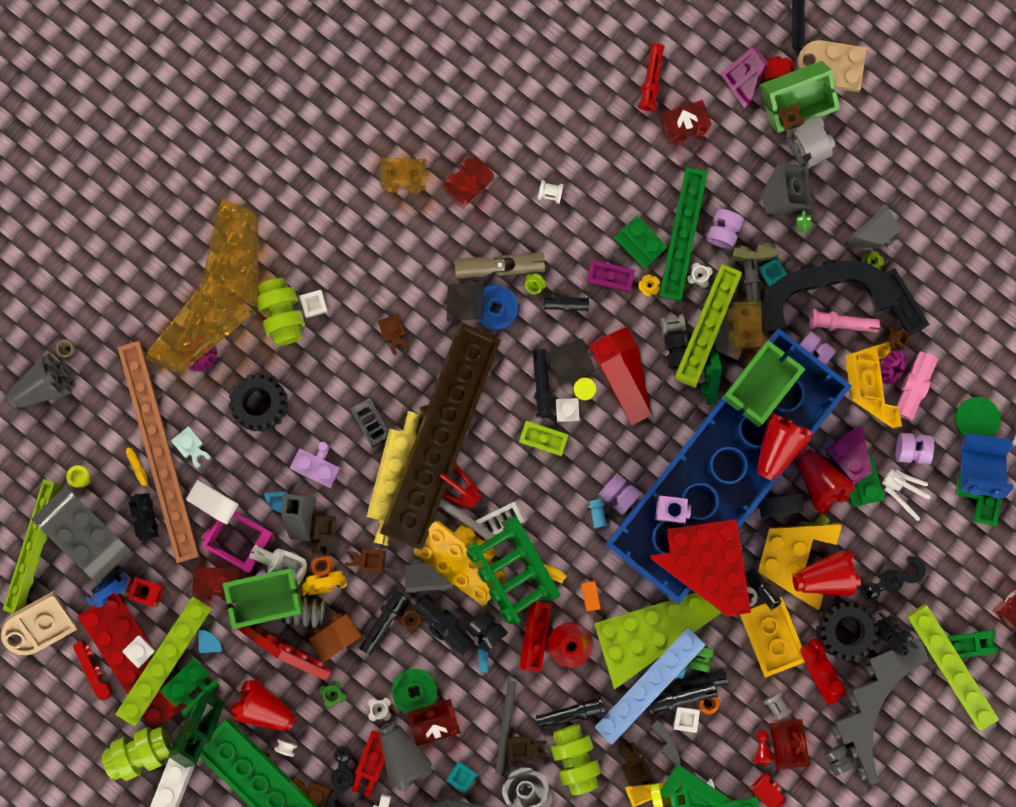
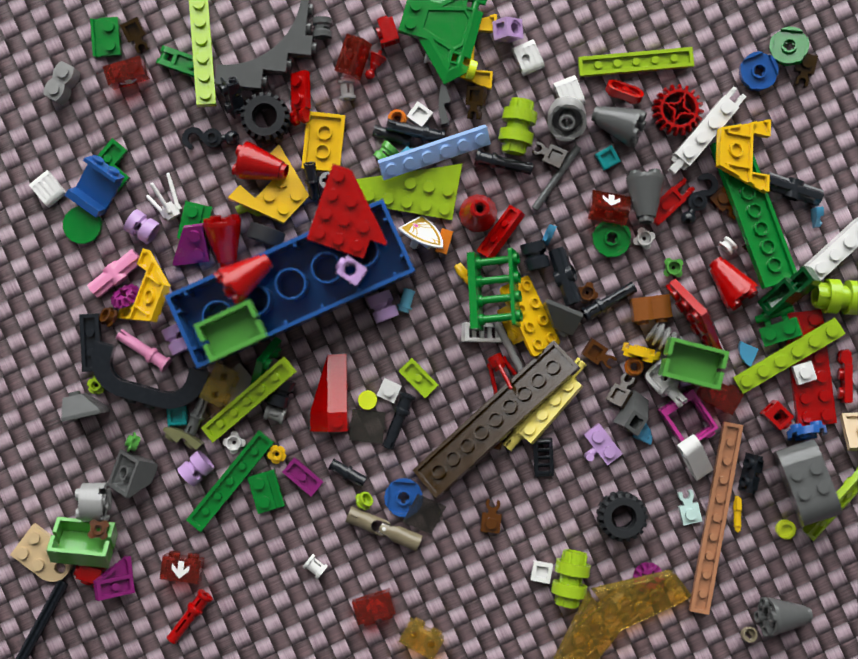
camera: 155 degrees left, 5 degrees up
(618, 593) = (422, 232): none -> shield

